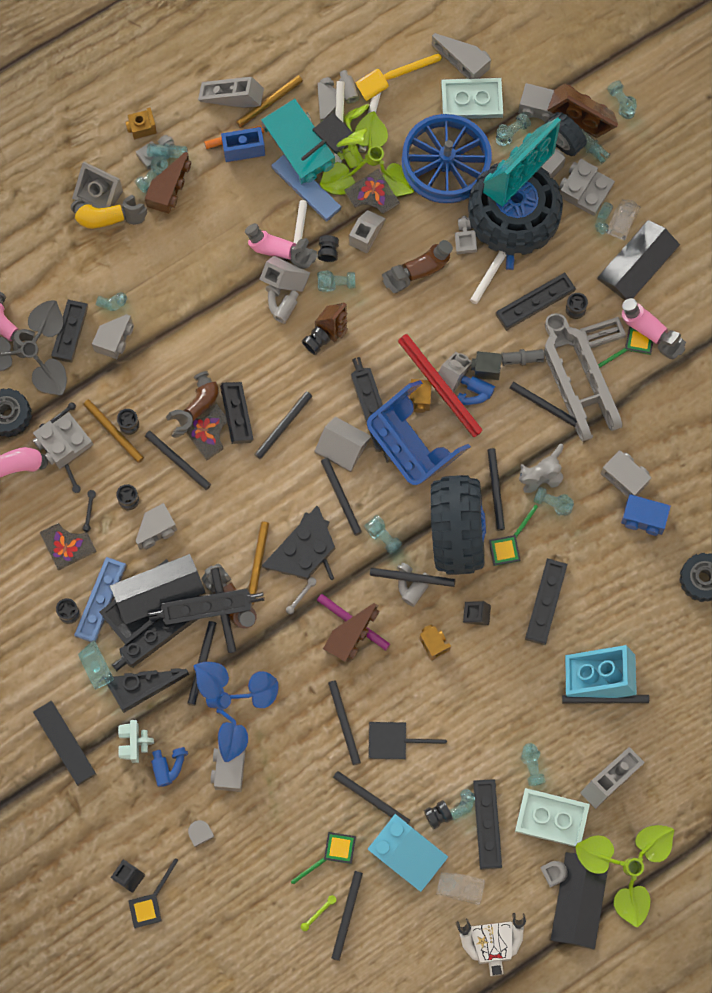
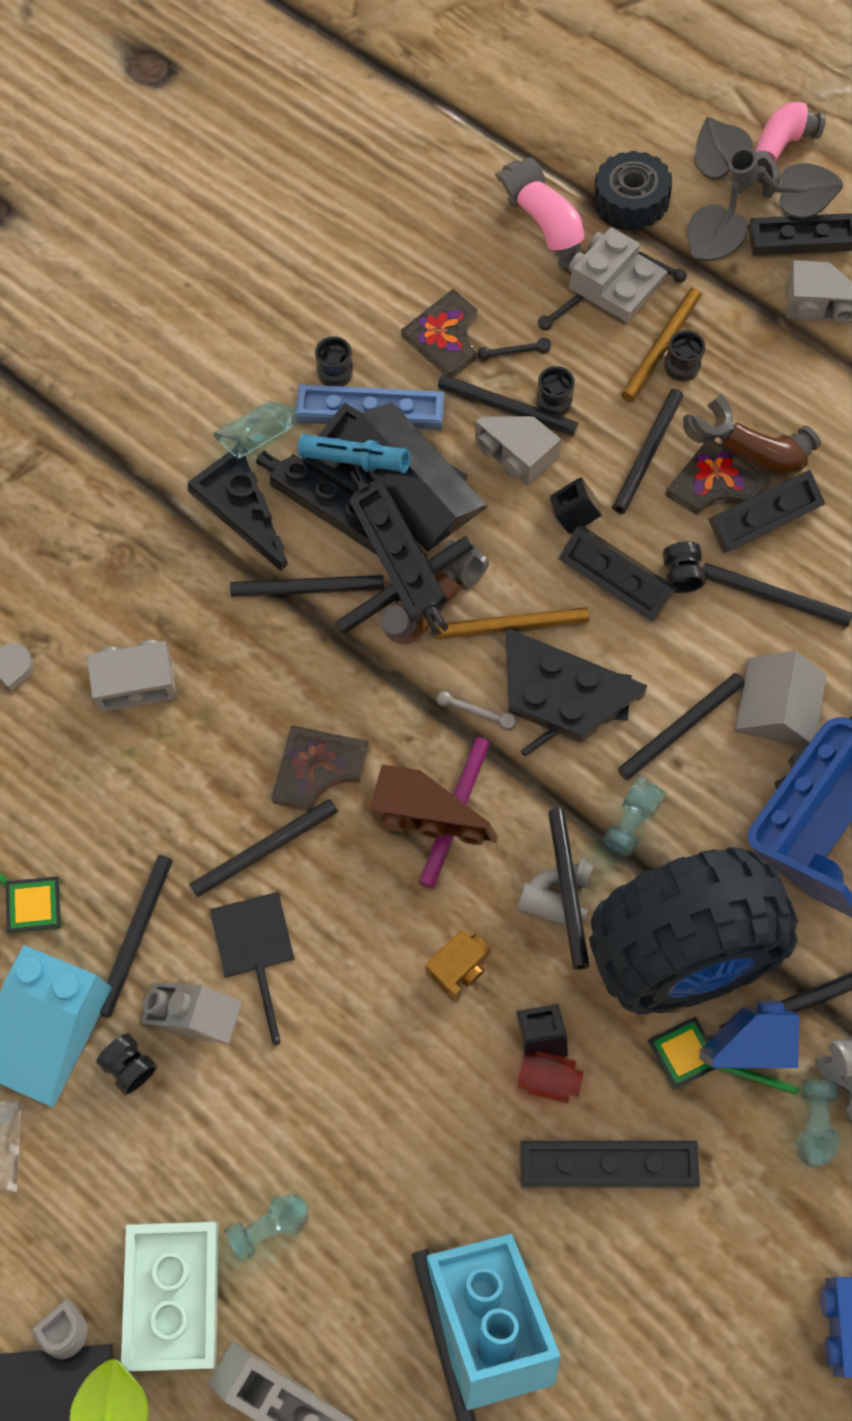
camera: 75 degrees right, 5 degrees down
(64, 743) = (117, 423): black tile -> none
(124, 525) = (507, 404): none -> black bar
(131, 751) = (140, 520): light aqua hips -> none
(154, 592) = (368, 454): none -> dark azure pin
(160, 766) = (107, 572): blue plant -> none
(200, 508) = (575, 505): none -> black slope
(210, 682) = (260, 585): blue plant -> none
(248, 500) = (617, 573): none -> black plate
(252, 462) = (684, 567): none -> black wheel
(306, 685) = (314, 764): none -> clear smoke tile
(420, 778) = (191, 1011): none -> light grey slope
(465, 806) = (162, 1112): clear light blue arm -> none
(487, 824) = (132, 1167): black tile -> none
(500, 615) = (550, 1077): none -> clear red brick
(510, 515) = (756, 1039): none -> blue slope

